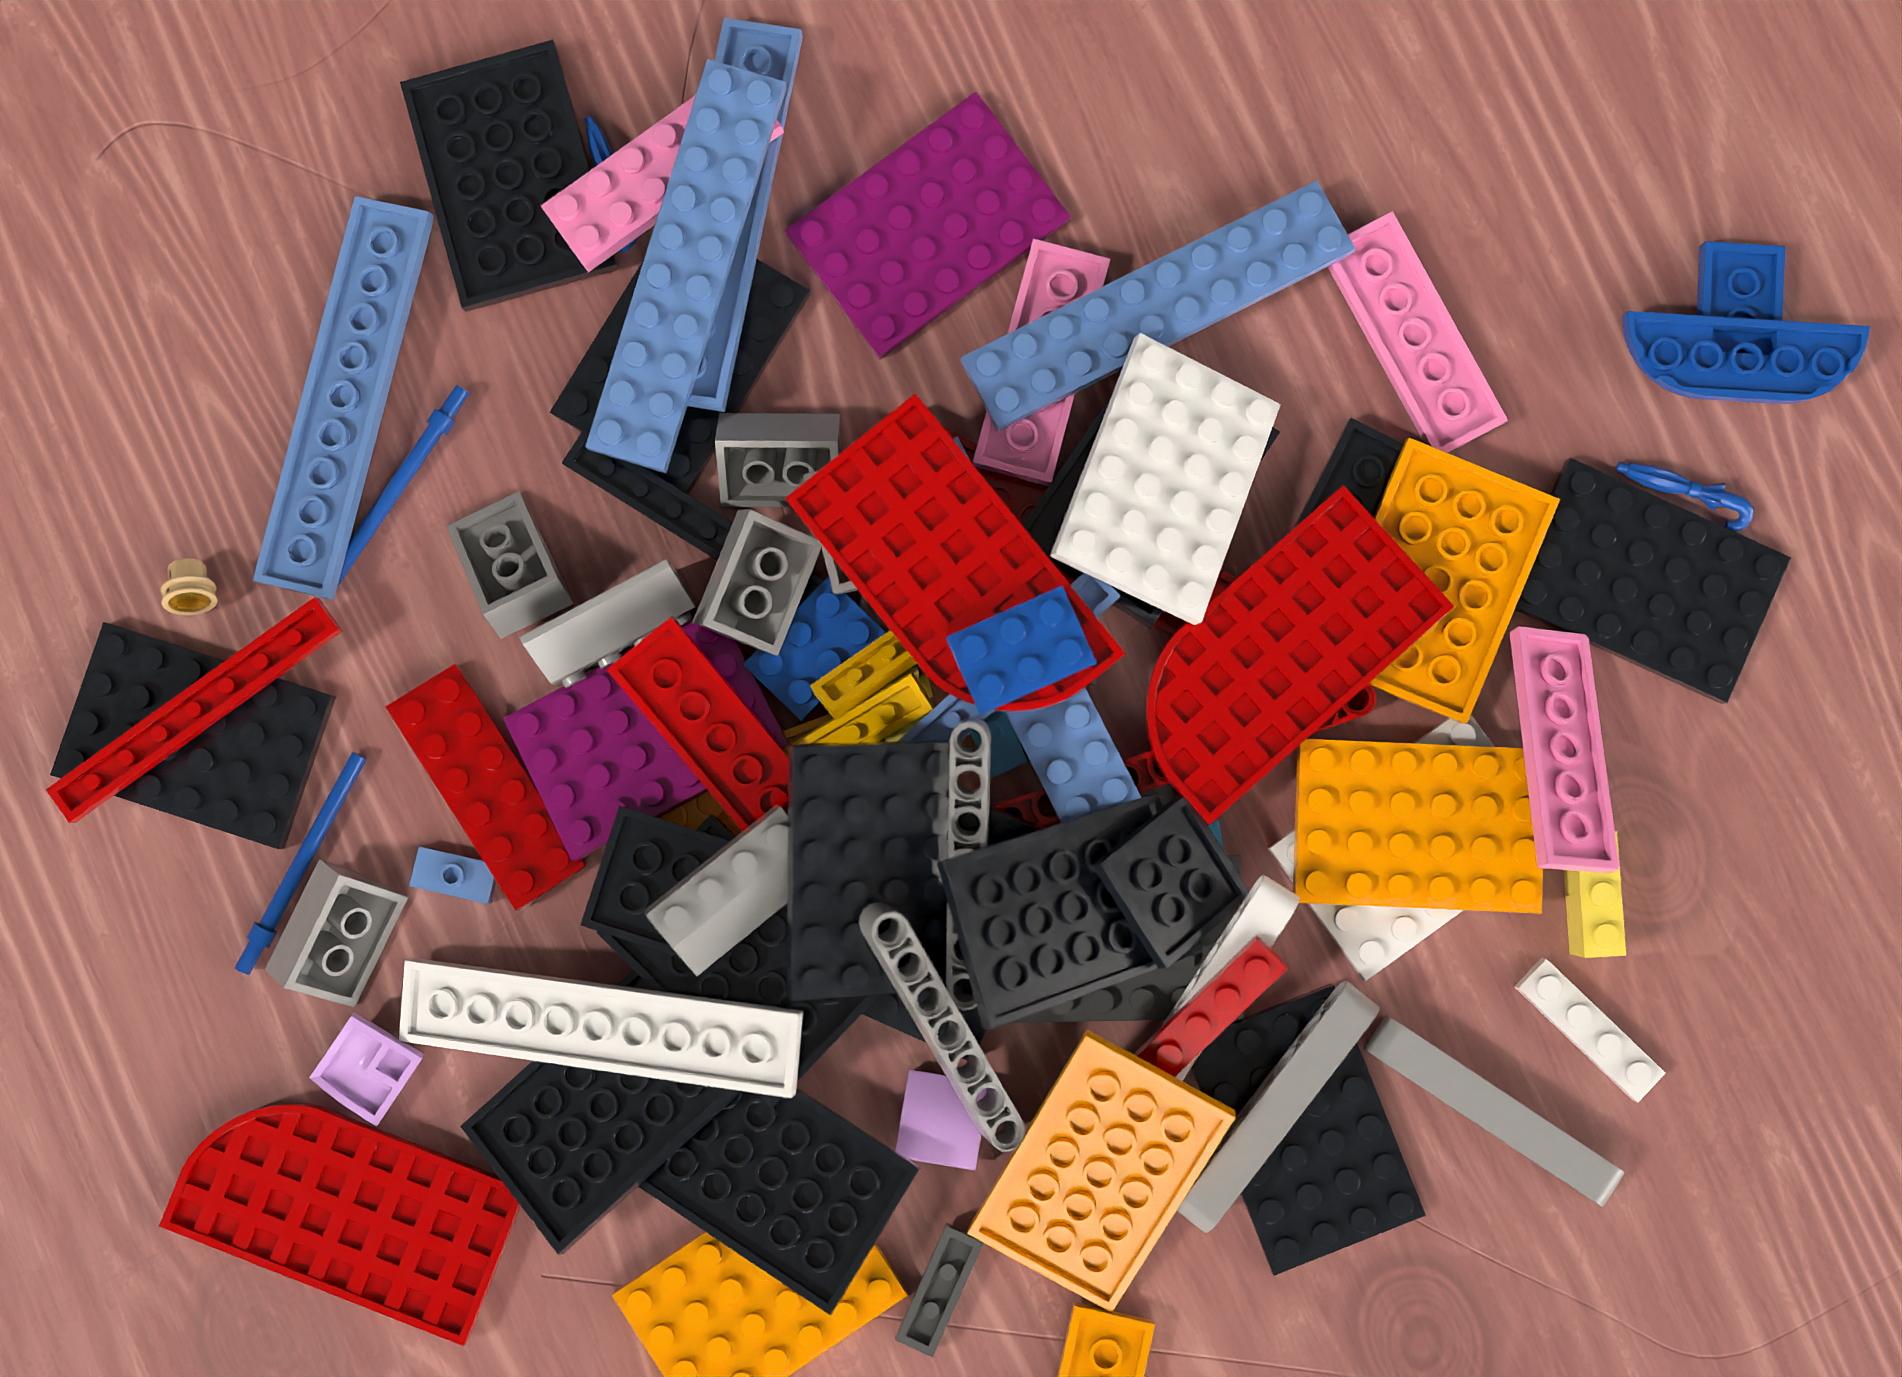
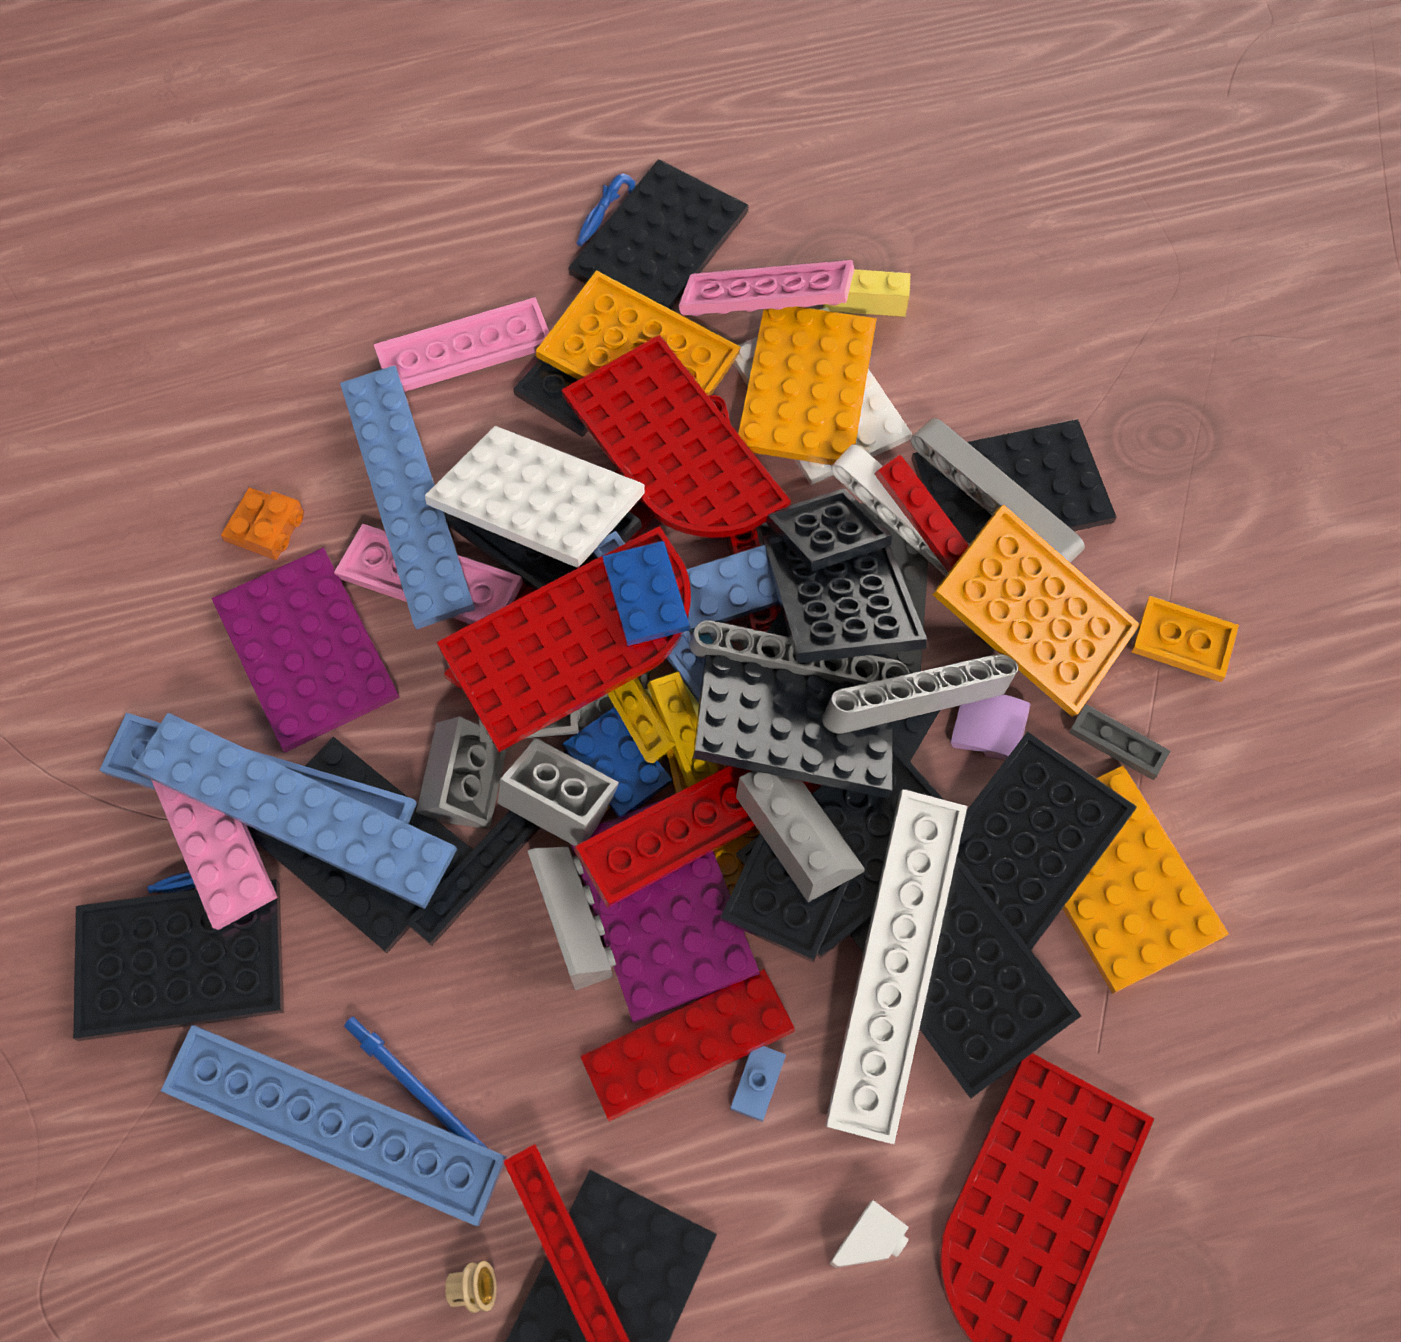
camera: 85 degrees left, 20 degrees down
(263, 932) = (788, 1259): blue bar -> none
(291, 1023) = (872, 1238): none -> white slope
(335, 934) = (796, 1190): light grey slope -> none
(366, 1068) = (915, 1178): lavender plate -> none
(509, 565) = (505, 998): light grey slope -> none
(1096, 130) = (264, 523): none -> orange plate
(1494, 1111) = (1008, 368): light grey beam -> none
(1590, 1029) = (956, 310): white plate -> none
(1738, 339) = (508, 169): blue plate -> none

